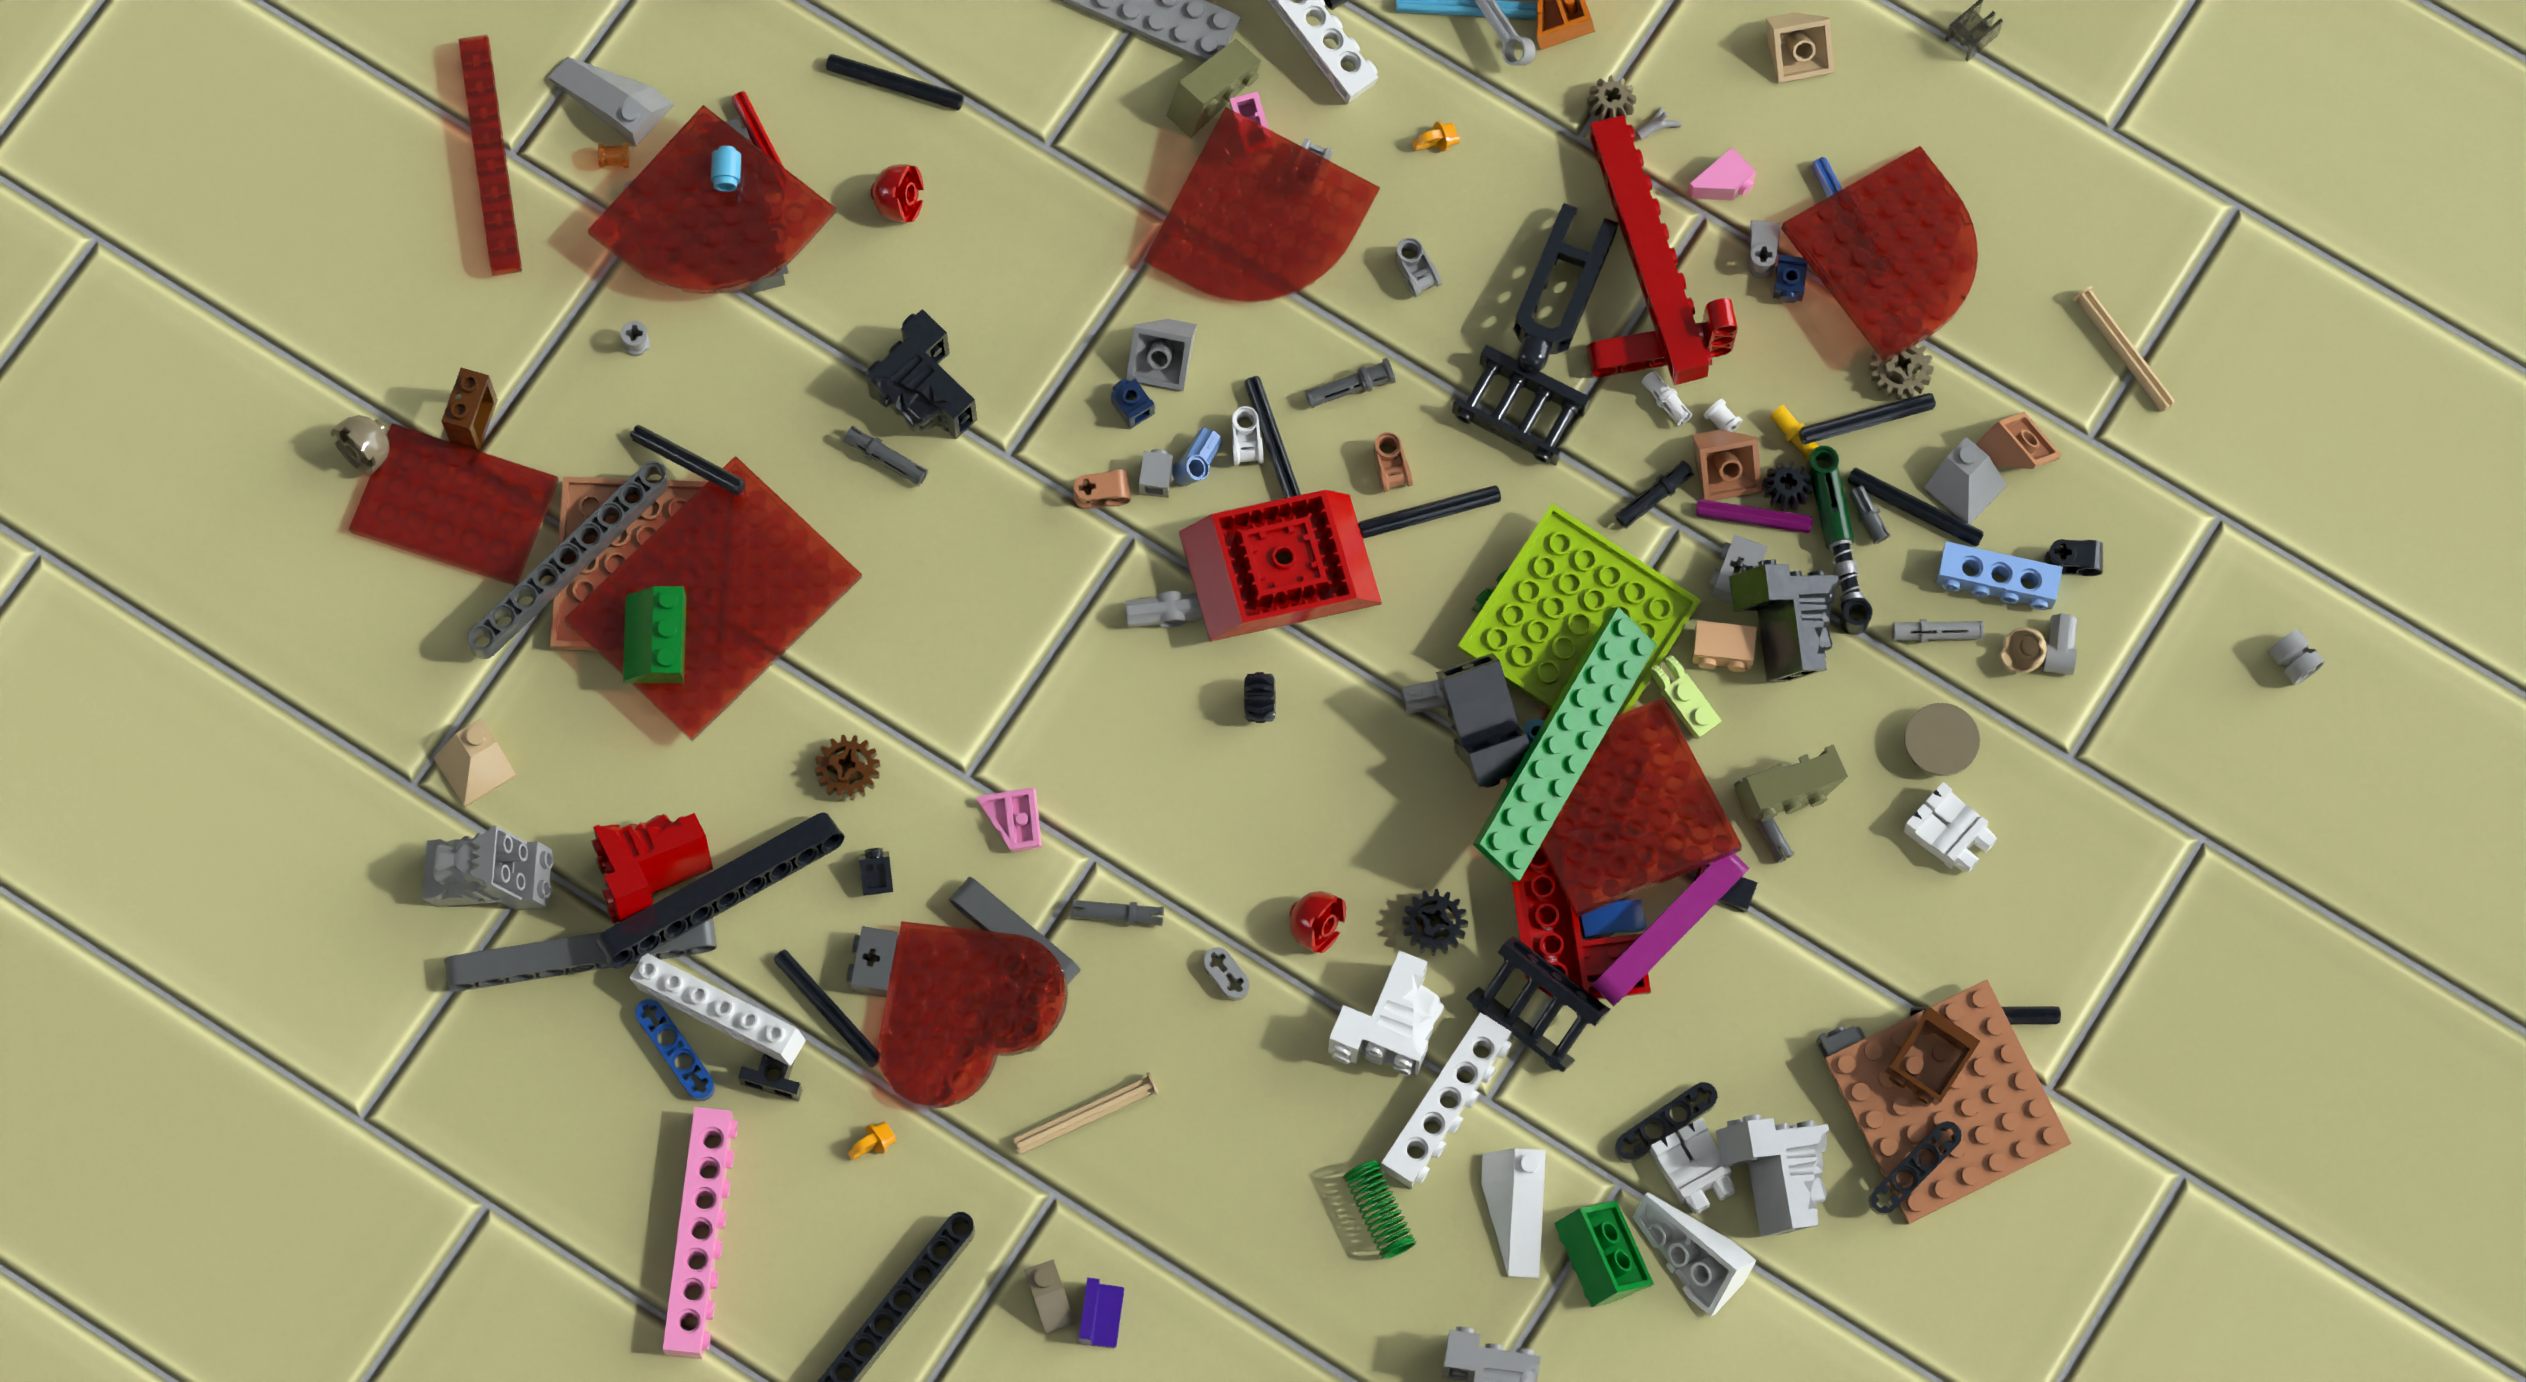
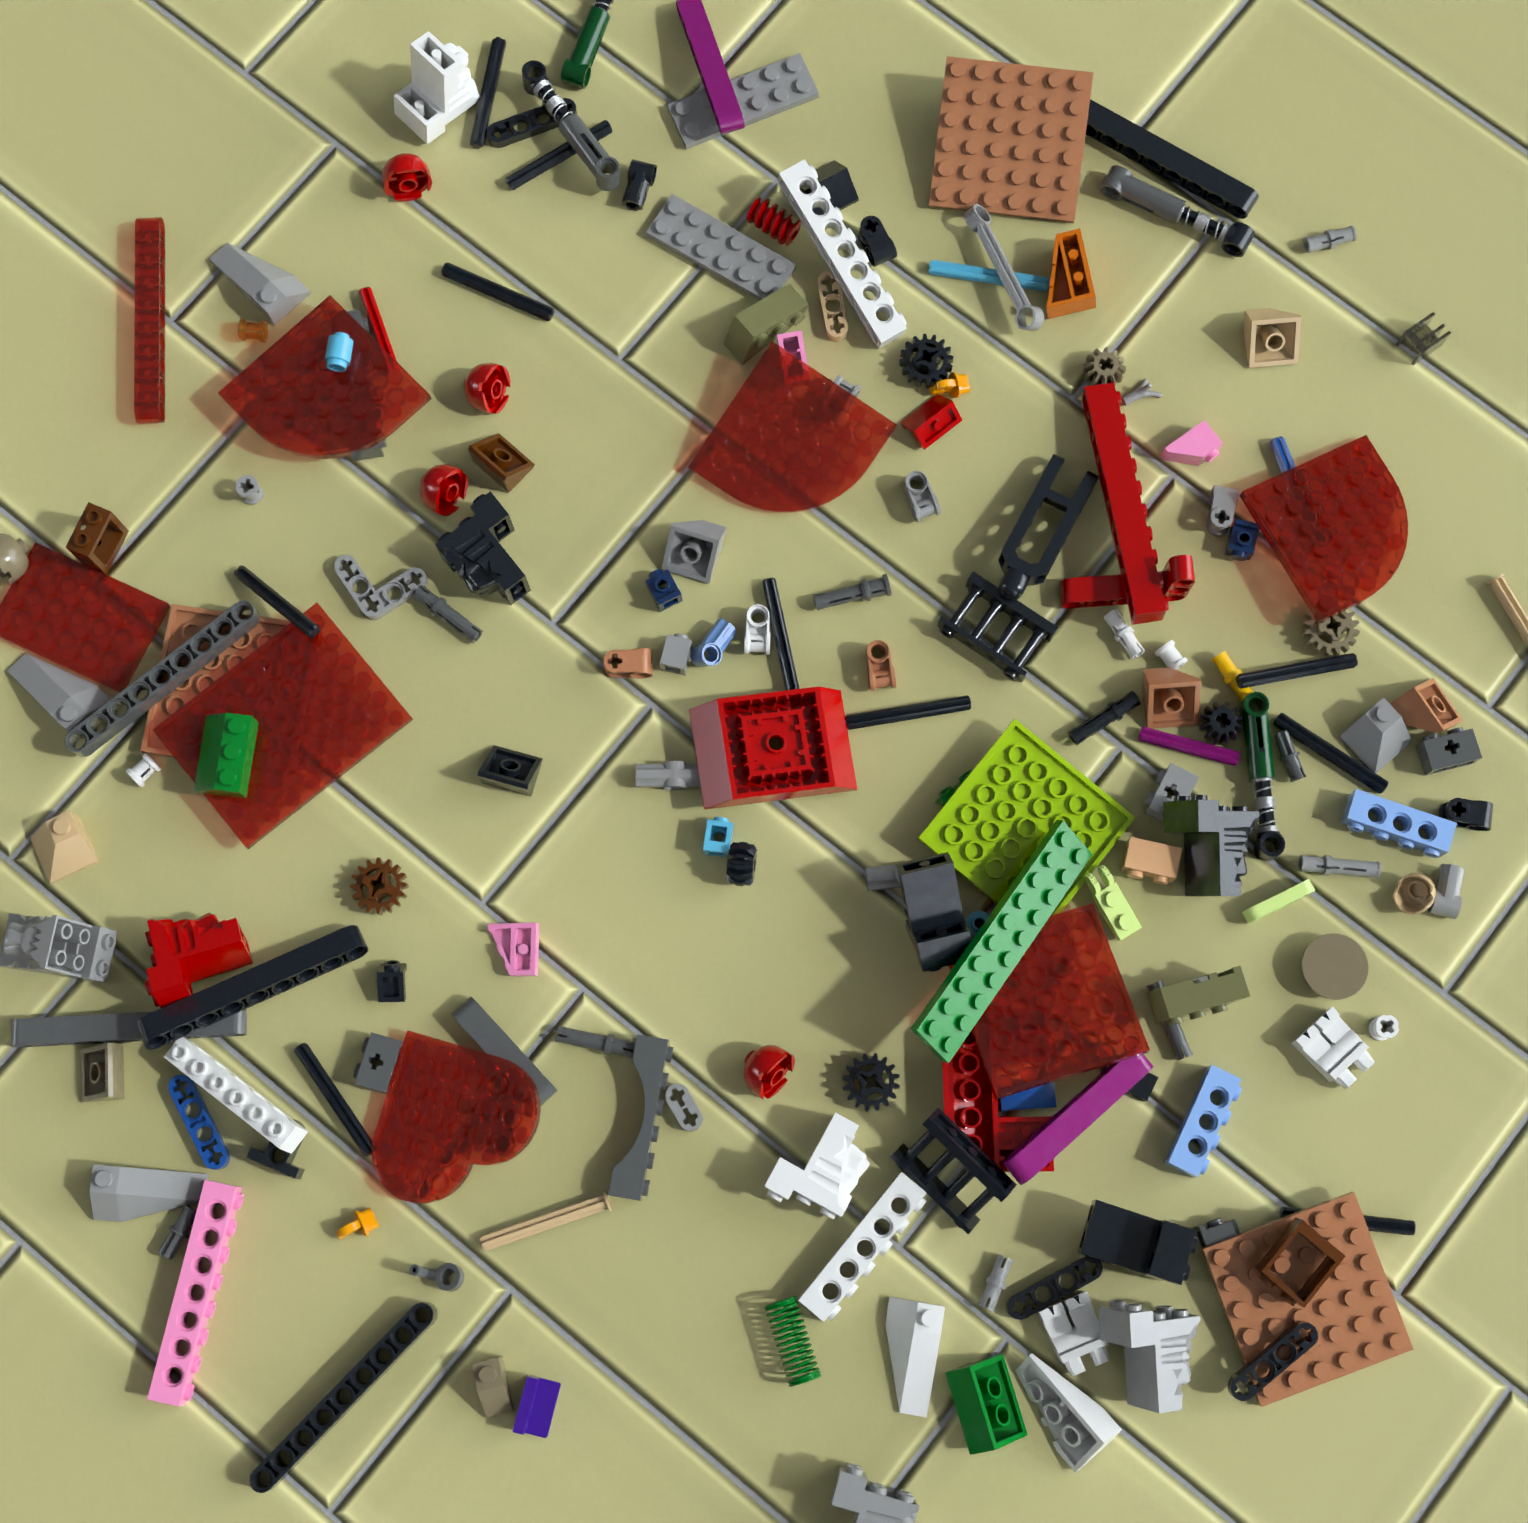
camera: 10 degrees right, 5 degrees up
(447, 592) = (58, 691): none -> light grey wedge
(555, 1007) = (102, 1072): none -> dark tan slope
(556, 666) = (143, 769): none -> white bush
(613, 1132) = (136, 1192): none -> light grey wedge
(669, 1171) = (178, 1232): none -> dark grey axle
(804, 443) = (380, 595): none -> light grey beam
(861, 312) = (442, 488): none -> red cylinder
(924, 276) = (500, 461): none -> reddish brown slope
(974, 1184) = (440, 1275): none -> dark grey plate
(981, 624) = (510, 770): none -> black slope
(1174, 1049) = (629, 1174): none -> dark grey arch
(1229, 684) = (713, 827): none -> medium azure brick
(1284, 71) = (828, 316): none -> tan beam
(1408, 100) = (930, 351): none -> black gear
(1419, 179) = (932, 420): none -> red panel
(1599, 1124) = (995, 1282): none -> light grey pin
(1751, 1055) = (1138, 1242): none -> black brick
(1792, 966) = (1179, 1155): none -> light blue brick
(1872, 676) = (1278, 901): none -> yellowish green beam
(2001, 792) = (1391, 1028): none -> white bush
(2037, 501) = (1436, 759): none -> dark grey brick

